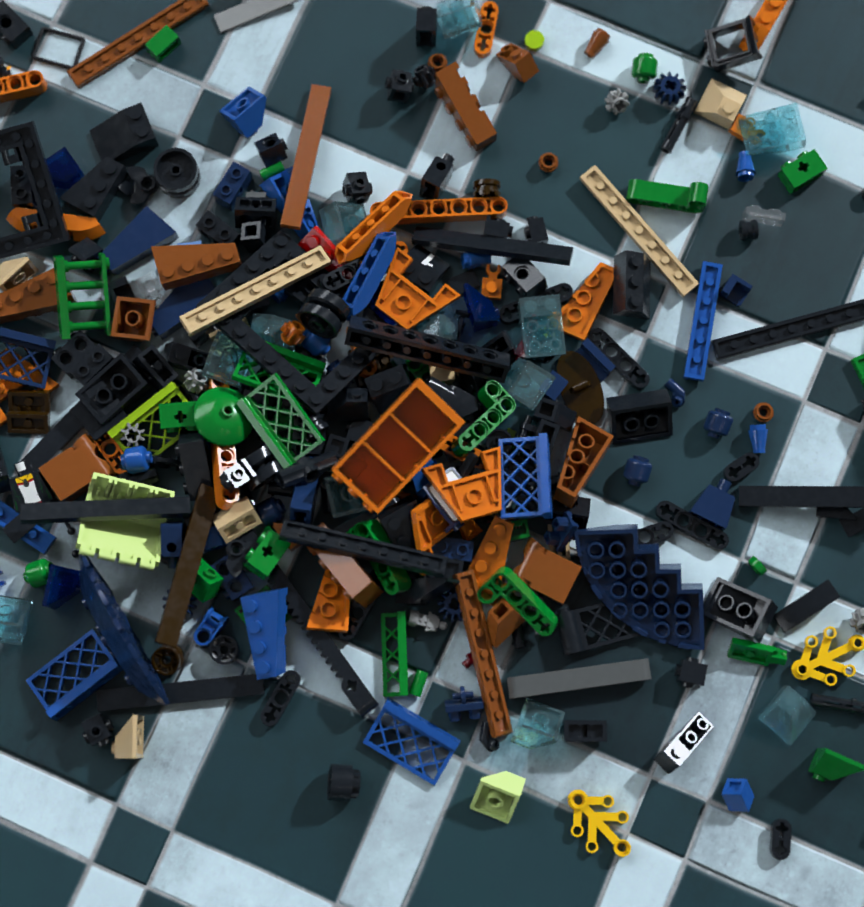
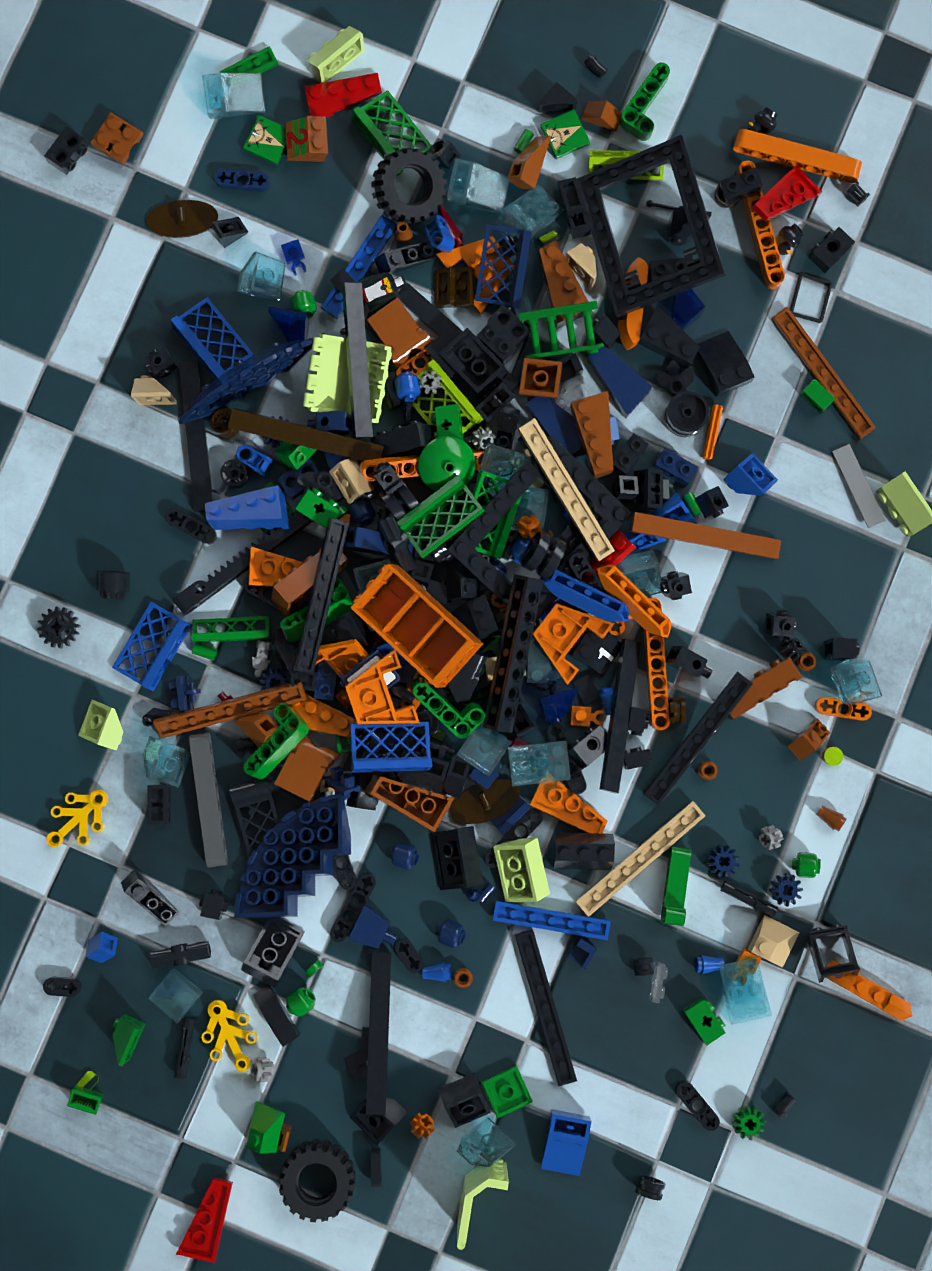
camera: 85 degrees right, 5 degrees up
(197, 149) = (712, 432): none -> orange axle
(390, 853) = (58, 635): none -> black gear
(516, 169) = (698, 738): none -> black tile
(640, 156) = (720, 868): none -> dark blue gear
(652, 349) = (521, 870): none -> yellowish green slope
(744, 709) = (180, 954): none -> black piece
(756, 652) = (232, 967): green hinge -> none
(791, 580) = (300, 1001): none -> green head

